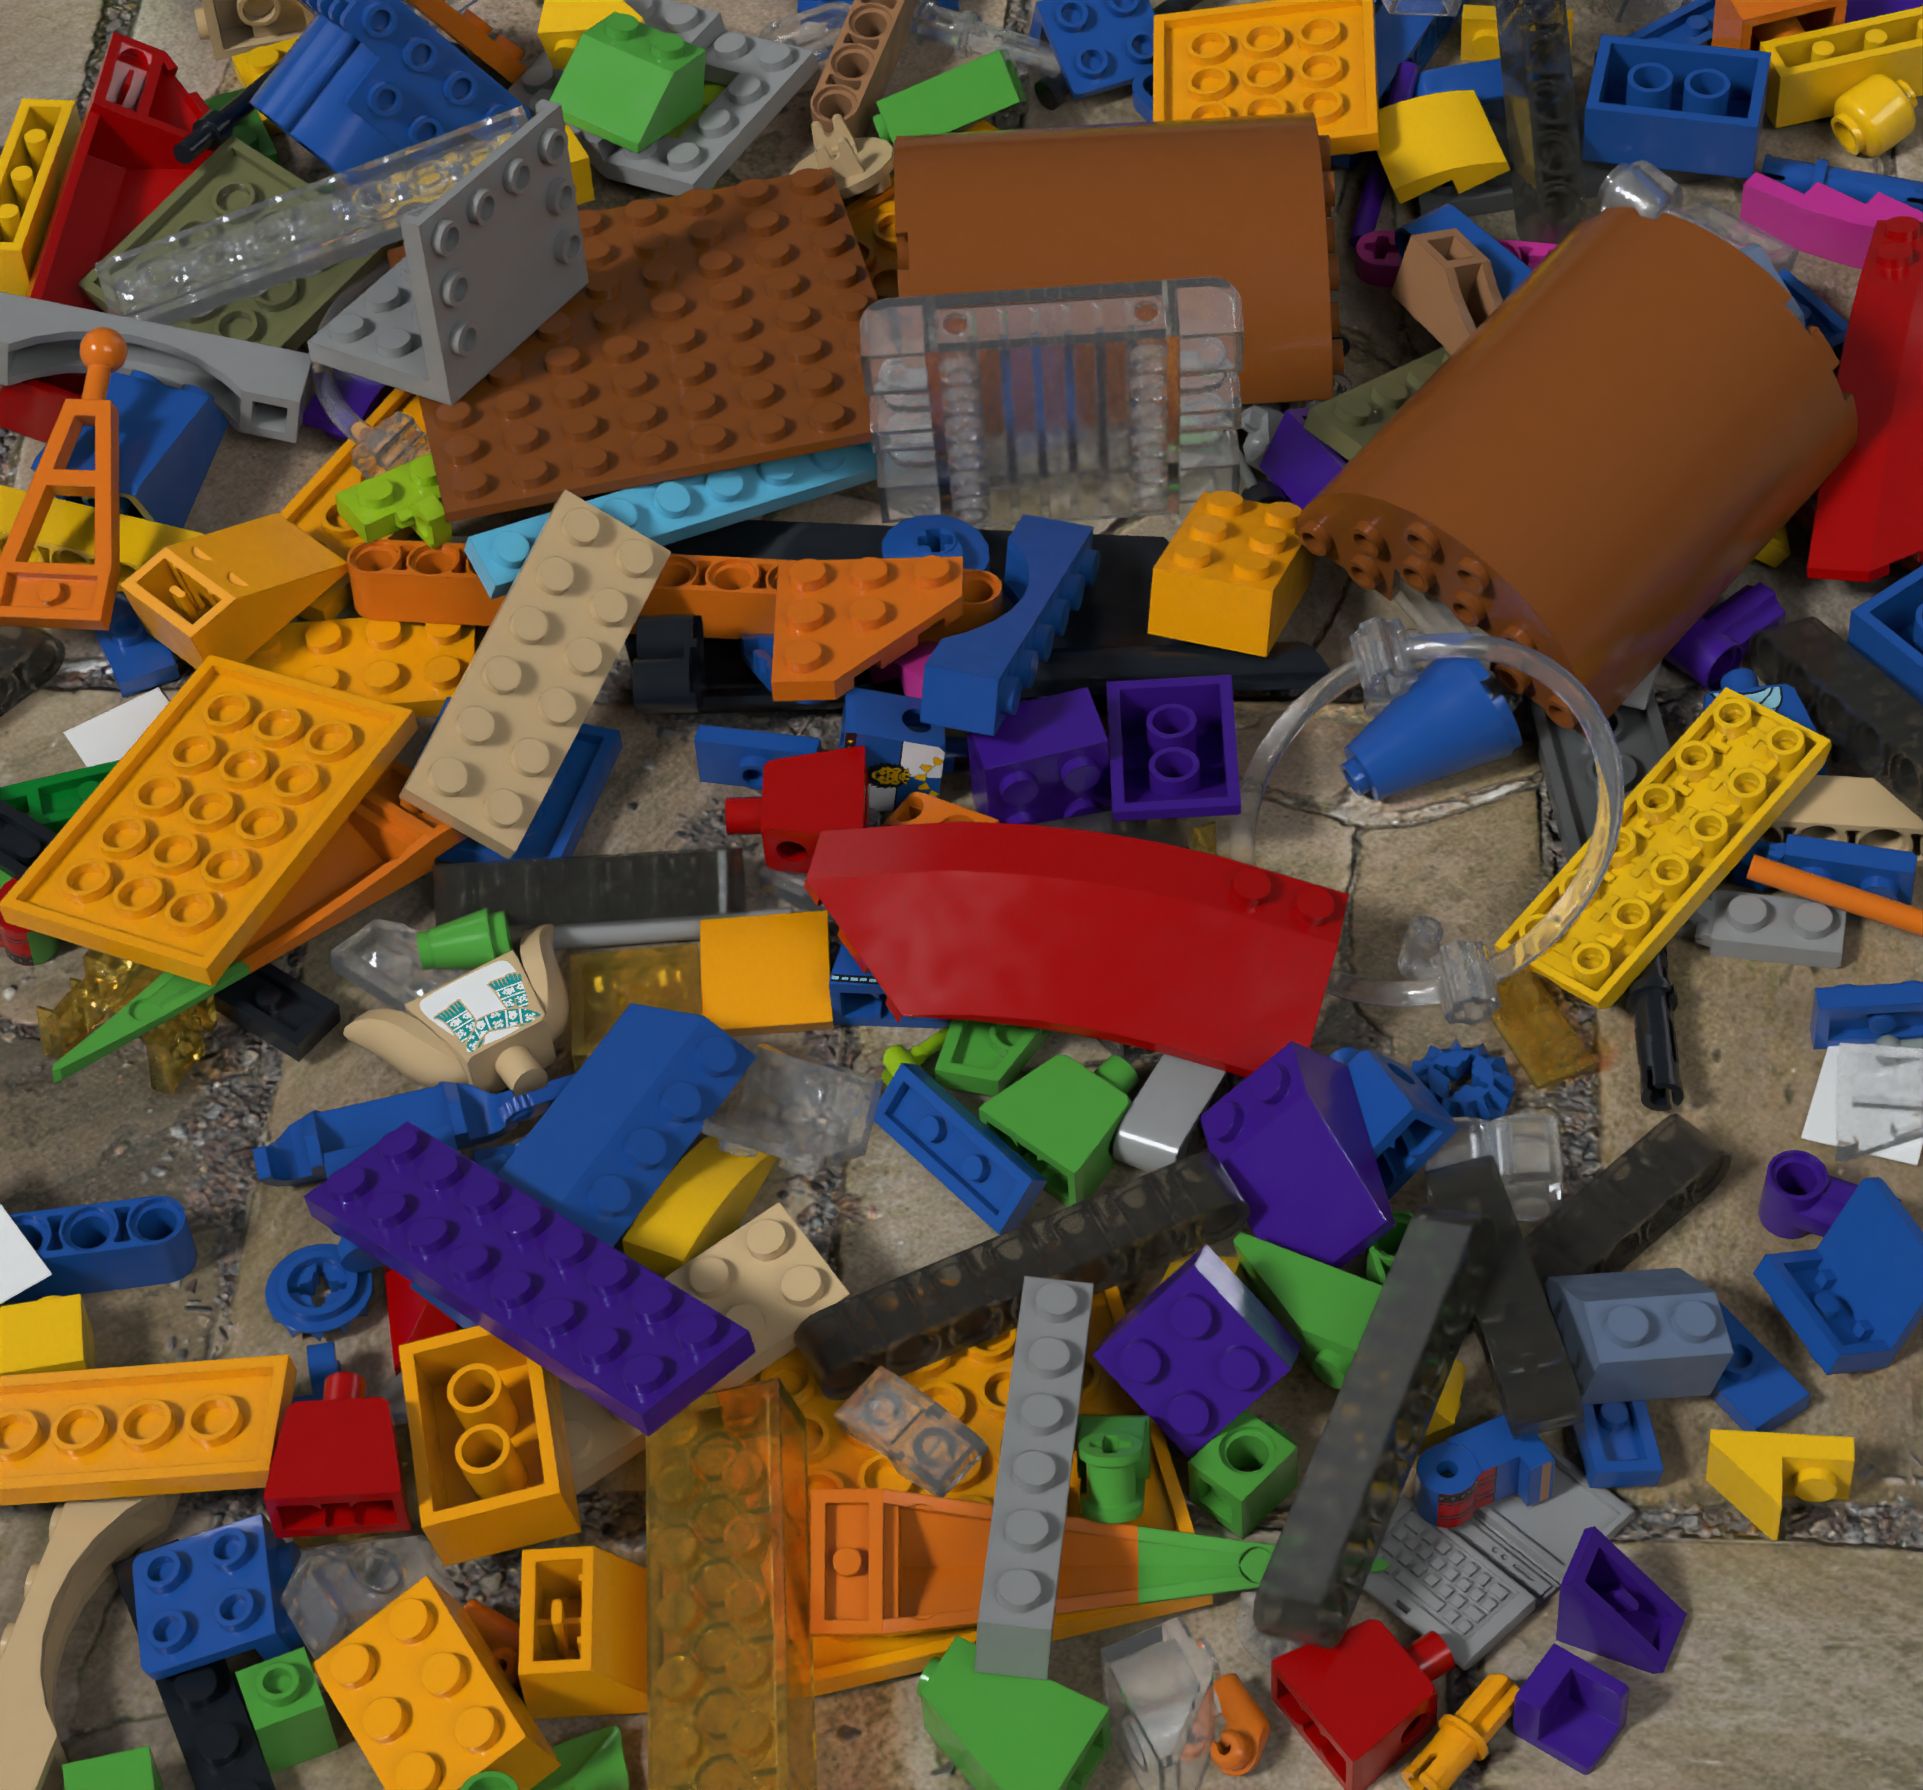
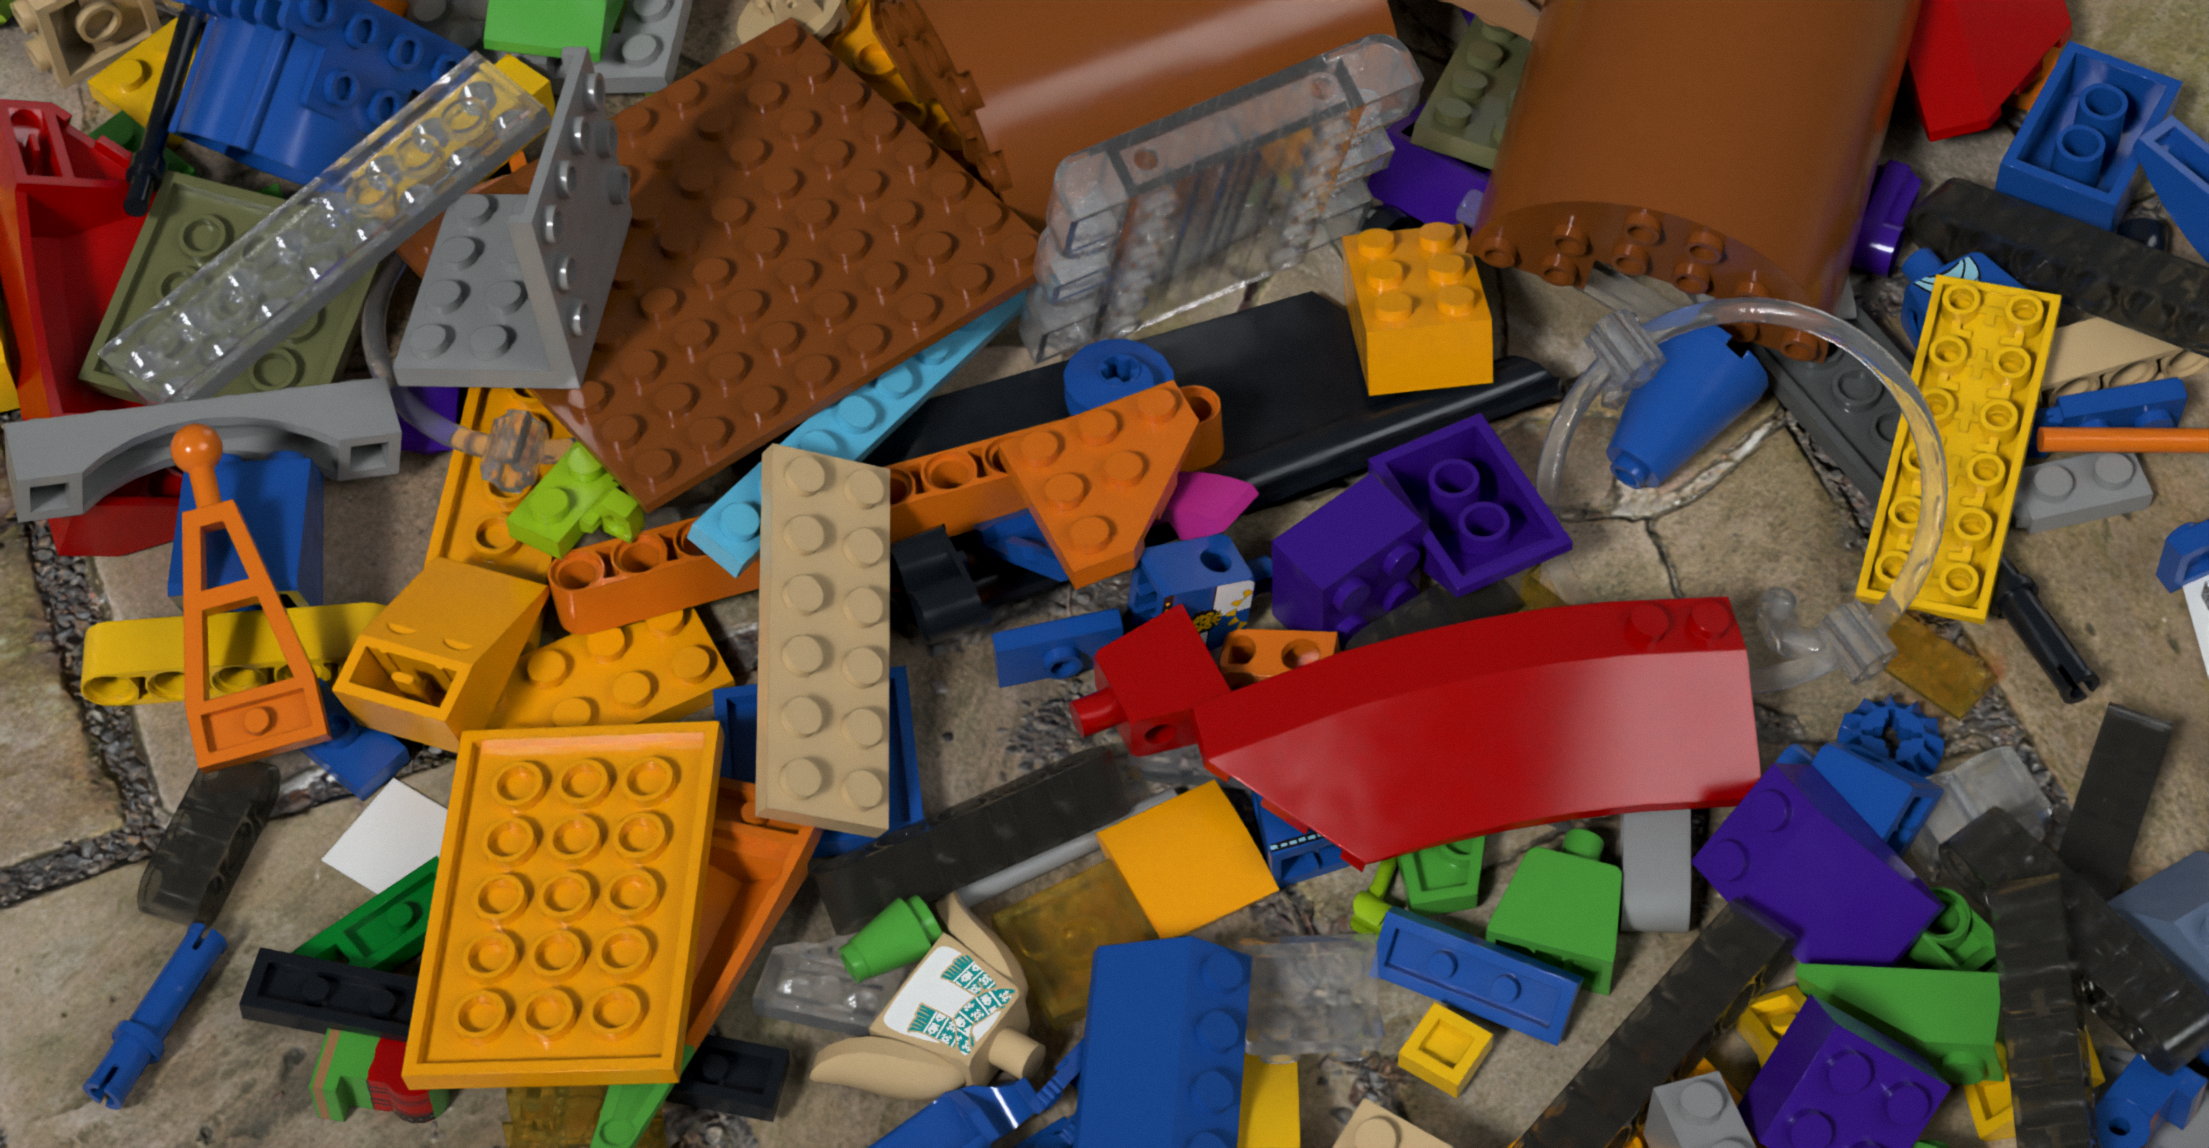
camera: 25 degrees left, 5 degrees up
(896, 1201) = (1445, 1050): none -> yellow plate
(981, 673) = (1281, 485): blue arch -> none

